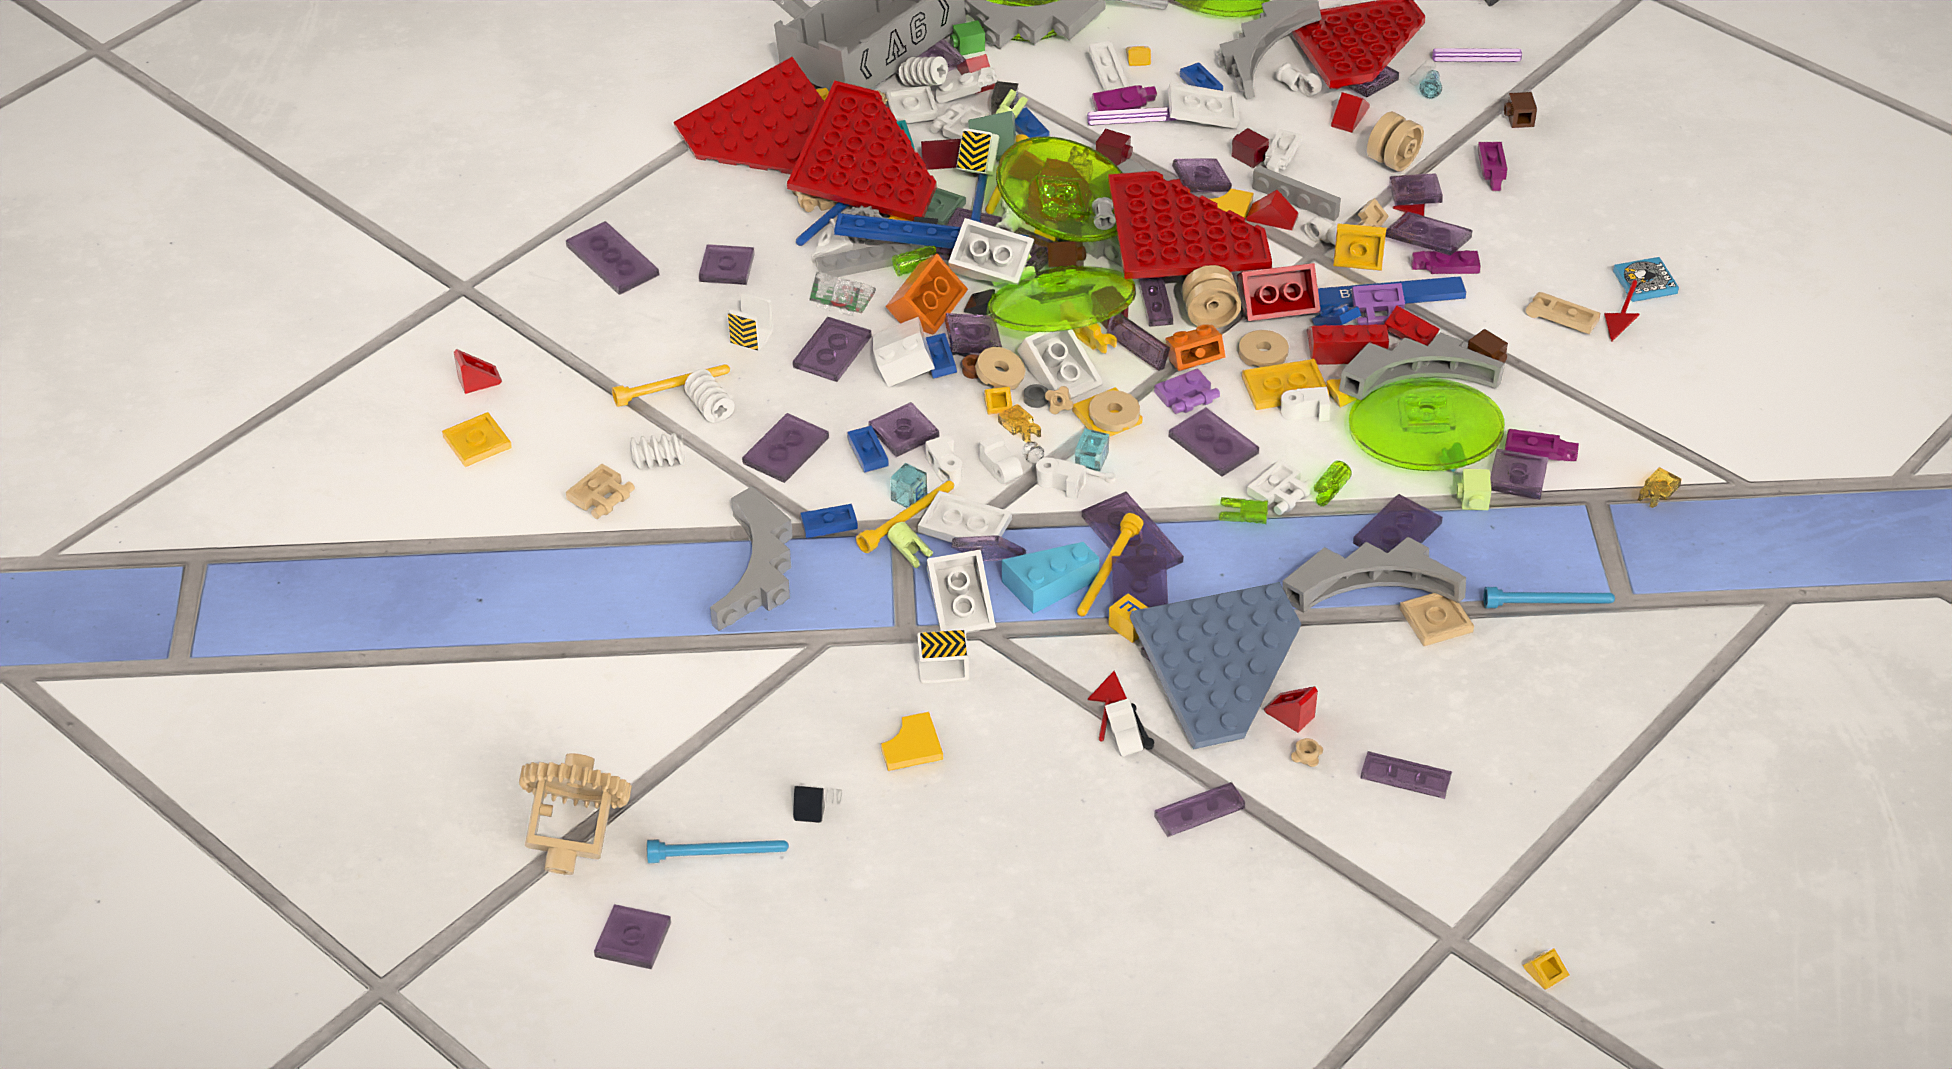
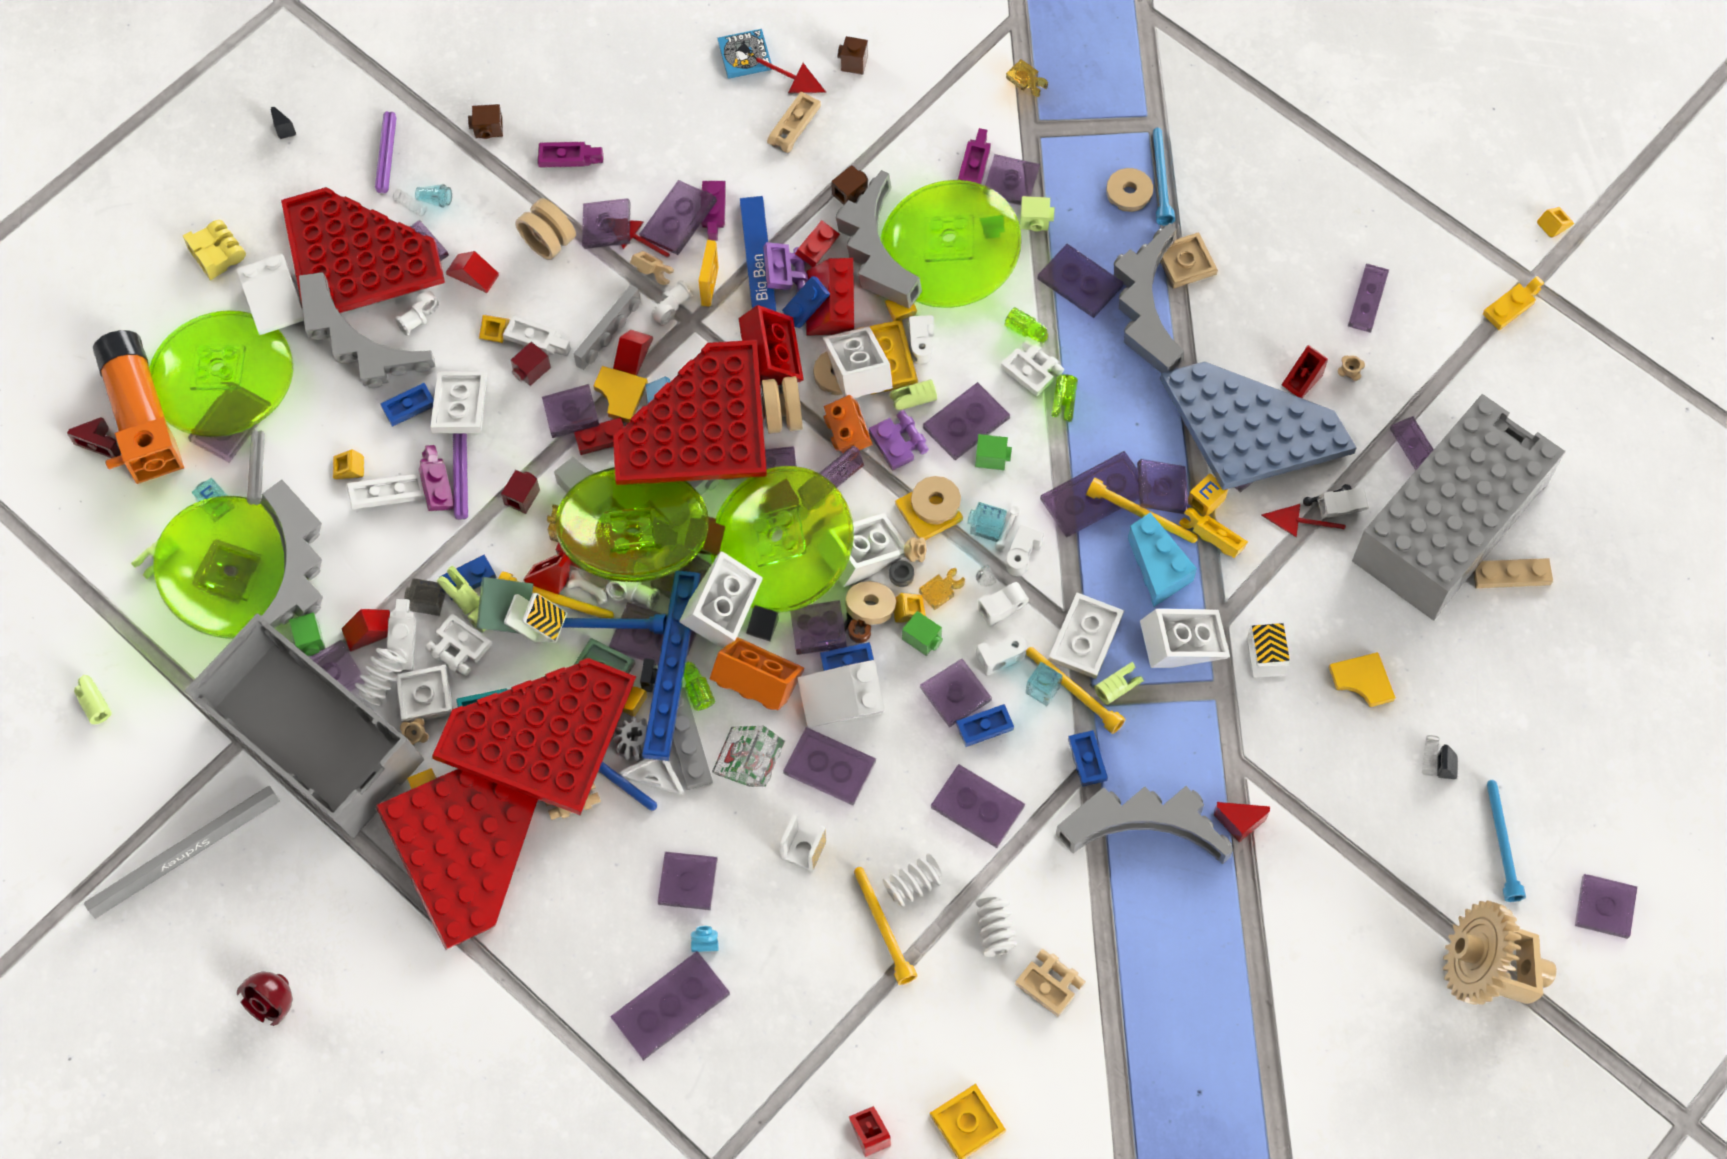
camera: 90 degrees left, 20 degrees up
(645, 34) = (266, 996): none -> dark red cylinder
(669, 272) = (704, 939): none -> medium azure plate
(752, 630) = (1240, 818): none -> red slope
(940, 153) = (518, 658): dark red slope -> none
(966, 403) = (922, 633): none -> bright green brick
(992, 547) = (1144, 605): clear purple tile -> none
(1044, 885) = (1513, 573): none -> tan plate
(1083, 624) = (1214, 532): none -> yellow plate
(1104, 218) = (676, 487): light grey bush -> none
(1115, 809) = (1456, 506): none -> light grey piece
(1173, 453) = (992, 452): none -> bright green brick
(1238, 401) = (913, 395): none -> yellowish green hinge
(1266, 350) = (858, 362): none -> white slope
(1293, 124) = (493, 328): none -> yellow slope
(1415, 913) = (1513, 303): none -> yellow plate
(1526, 560) = (1129, 178): none -> tan tile
(1656, 351) = (853, 55): none -> reddish brown brick

